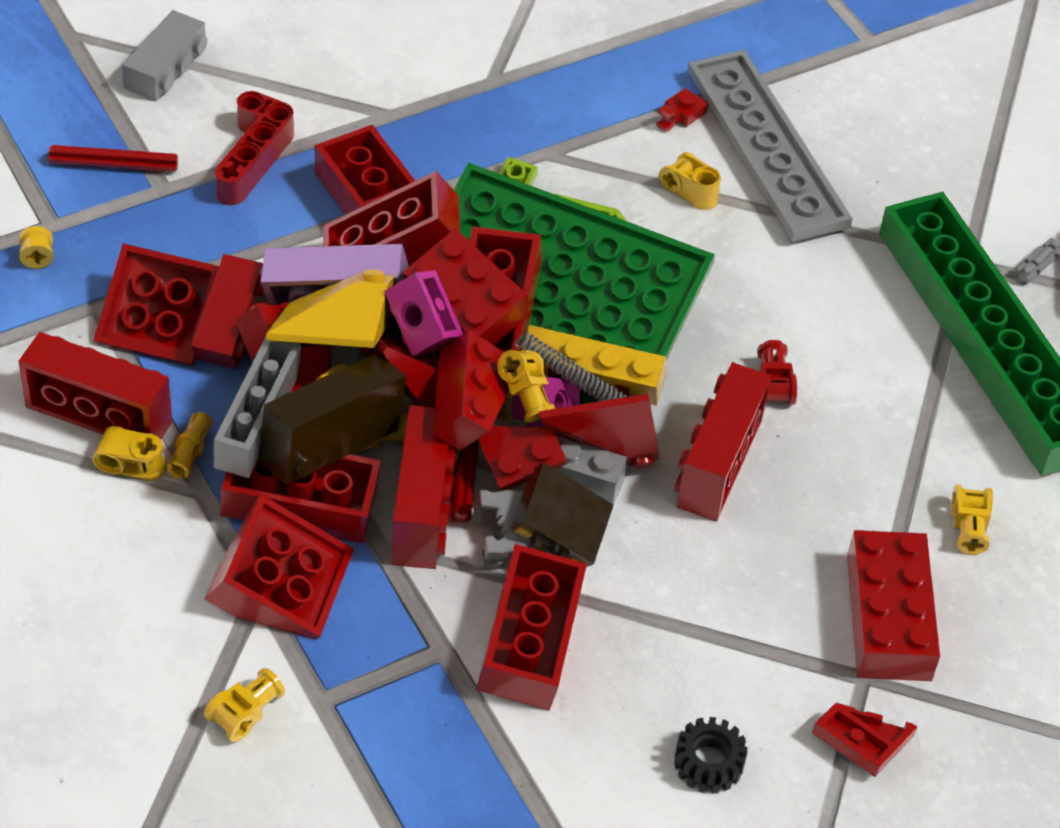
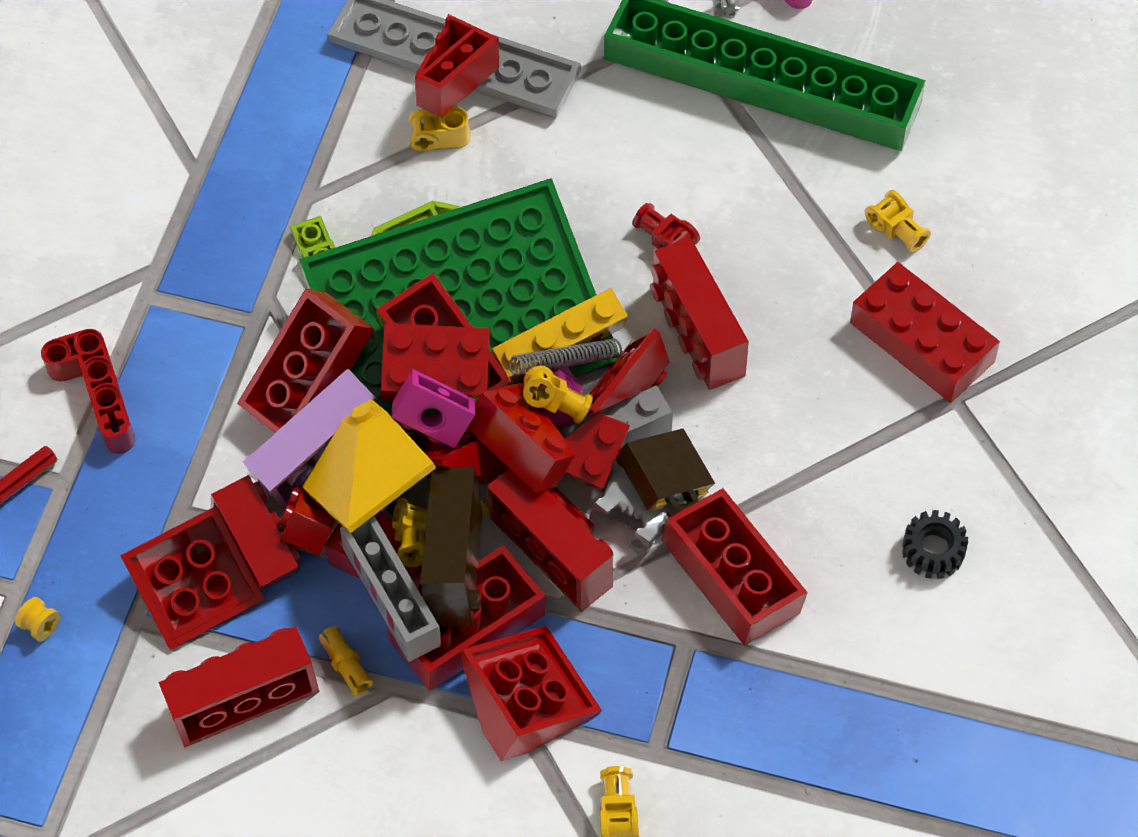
camera: 40 degrees left, 10 degrees up
(126, 452) = (311, 710): yellow piece -> none
(359, 168) = (216, 336): red brick -> none
(682, 108) = (362, 75): red plate -> none
(743, 140) = (455, 66): none -> red wedge
(862, 736) = (1005, 441): red wing -> none

